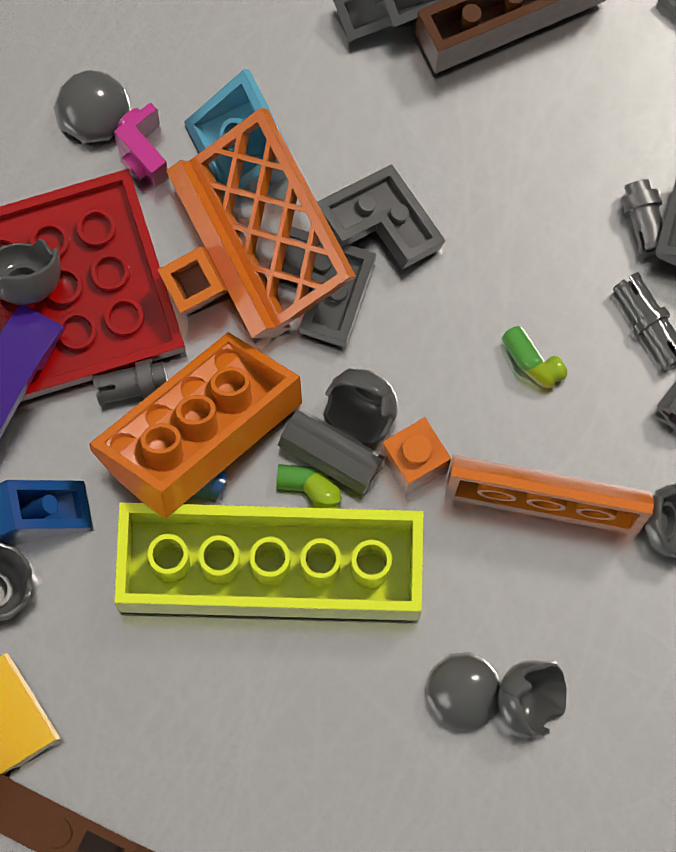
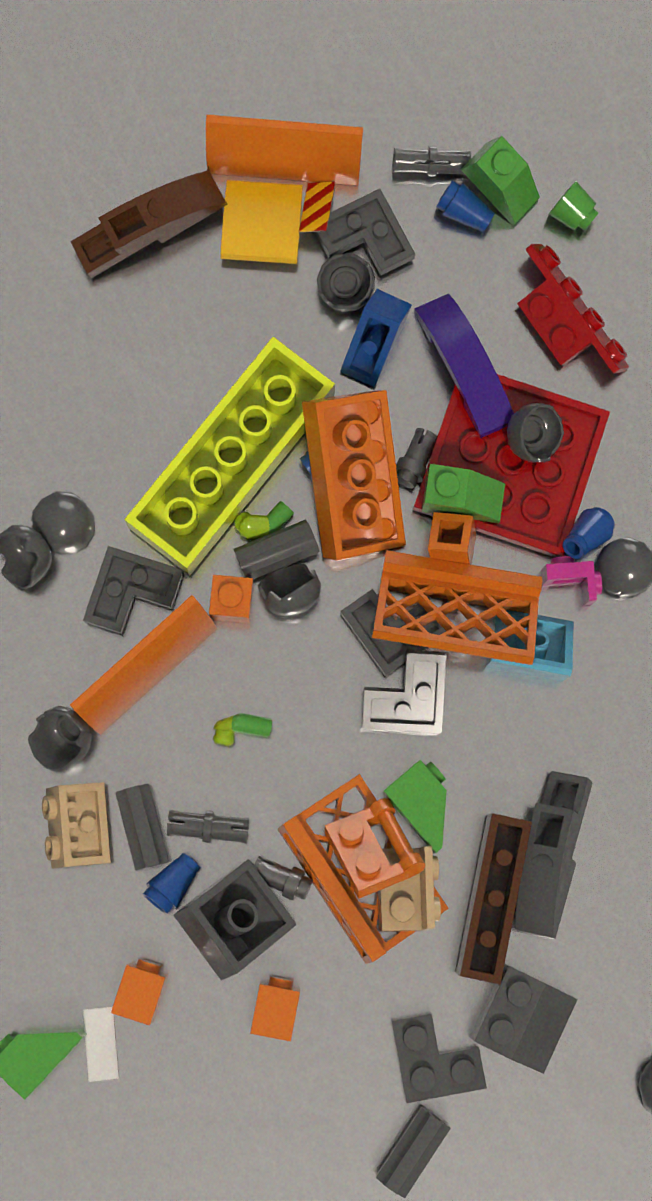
camera: 125 degrees right, 5 degrees up
(85, 159) = (590, 531): none -> blue cone
(141, 302) = (463, 493): none -> bright green slope
(471, 137) = (421, 801): none -> bright green slope
(478, 583) = (126, 577): none -> dark grey plate
(565, 88) = (411, 902): none -> tan bracket
(569, 147) = (362, 855): none -> orange plate
(616, 161) = (329, 879): none -> orange fence

